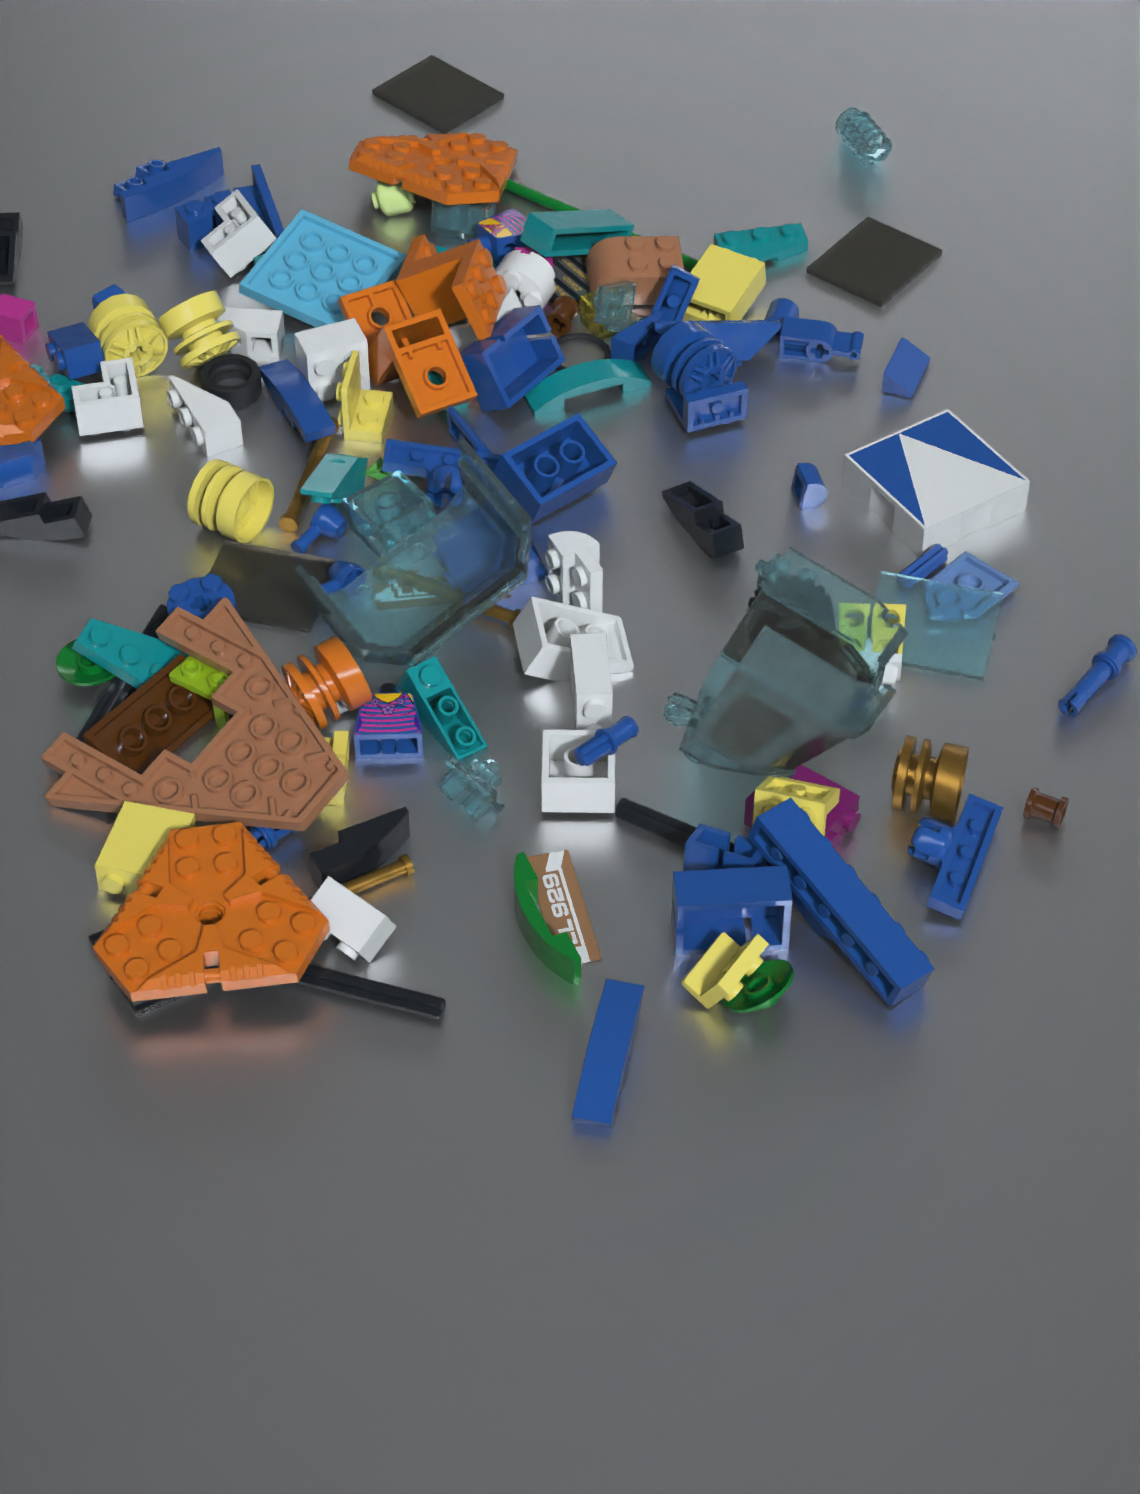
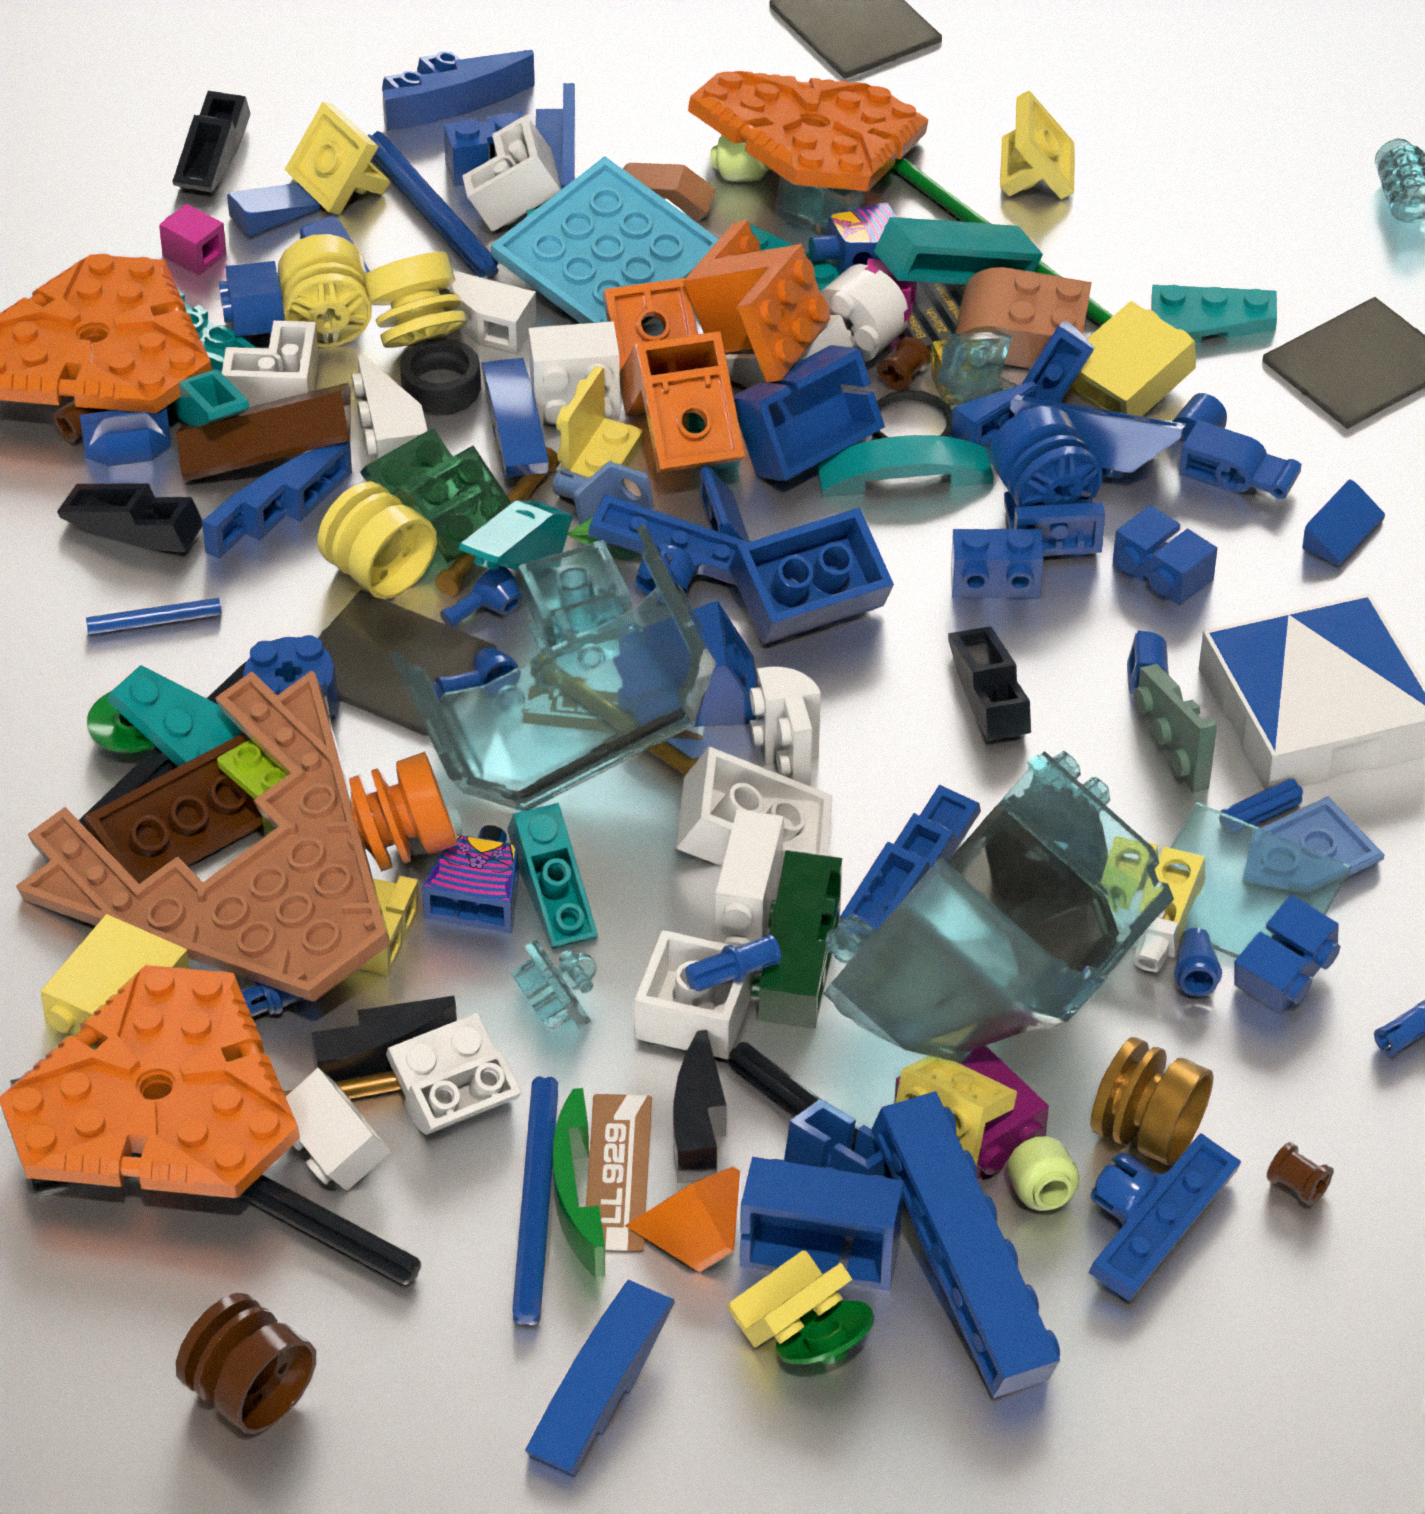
camera: 15 degrees right, 0 degrees up
(60, 288) = (269, 207): none -> blue slope
(70, 425) = (208, 399): none -> teal slope
(77, 586) = (153, 616): none -> blue bar
(101, 245) = (335, 160): none -> light yellow bracket
(118, 442) = (267, 432): none -> reddish brown slope
(145, 481) = (282, 492): none -> blue slope
(178, 265) = (434, 207): none -> blue axle
(276, 456) = (447, 490): none -> clear green bracket
(347, 1098) = (245, 1363): none -> reddish brown wheel
(356, 221) = (676, 184): none -> nougat slope
(374, 441) = (607, 480): none -> medium blue bracket
(422, 863) = (451, 1074): none -> white brick
(513, 940) = (535, 1202): none -> blue axle
(601, 158) = (1036, 151): none -> light yellow bracket
(610, 854) = (698, 1112): none -> black slope
(637, 930) = (696, 1221): none -> orange slope
(639, 697) = (799, 921): none -> dark green wedge
(686, 435) = (996, 563): none -> blue brick
(695, 648) = (920, 844): none -> blue slope
(802, 420) = (1174, 567): none -> blue piece
(848, 522) = (1177, 726): none -> sand green wing
(869, 844) = (1043, 1173): none -> yellowish green head
(920, 680) = (1197, 964): none -> blue cone
(981, 665) = (1280, 965): none -> blue piece

